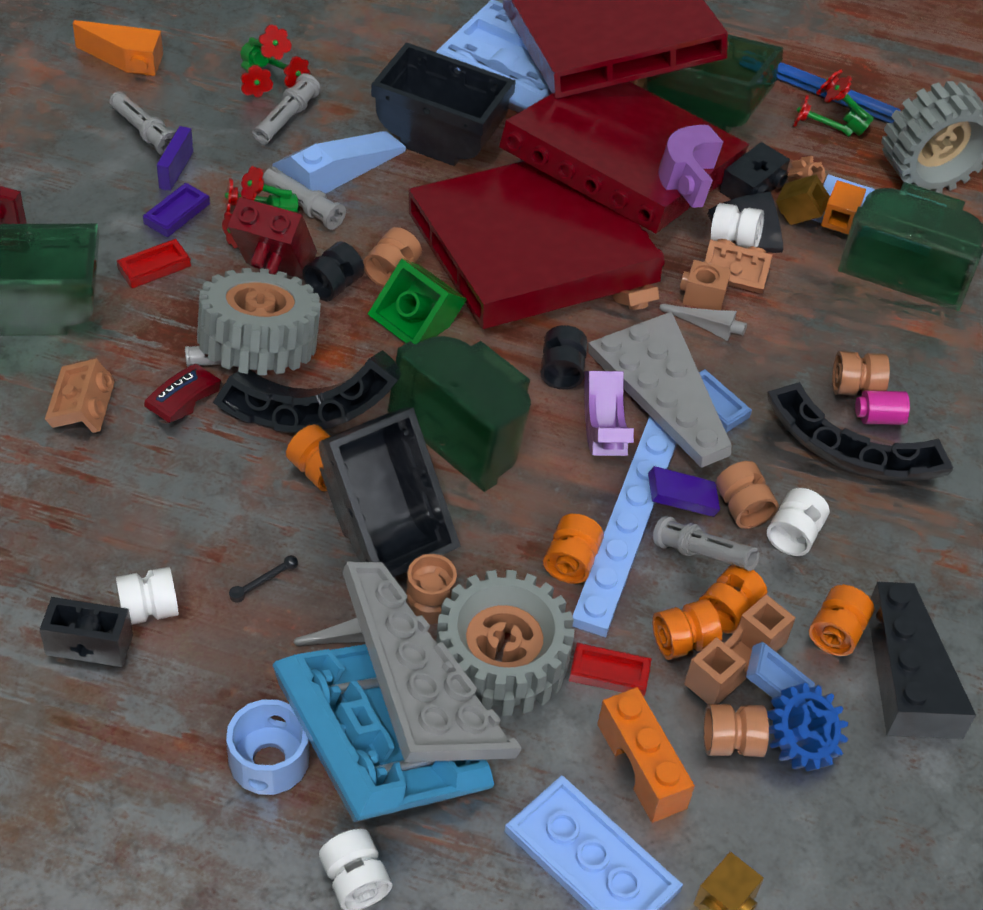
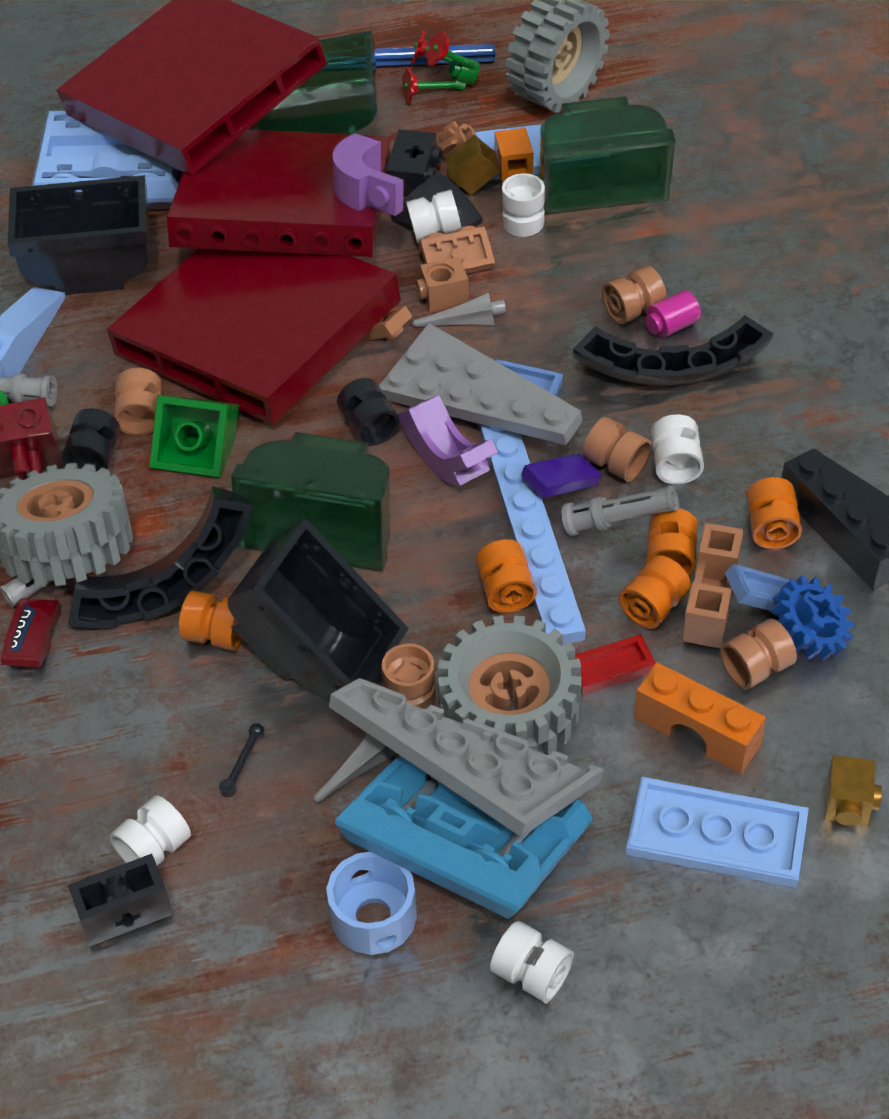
camera: 25 degrees left, 0 degrees up
(821, 253) = (523, 204): none -> white wheel

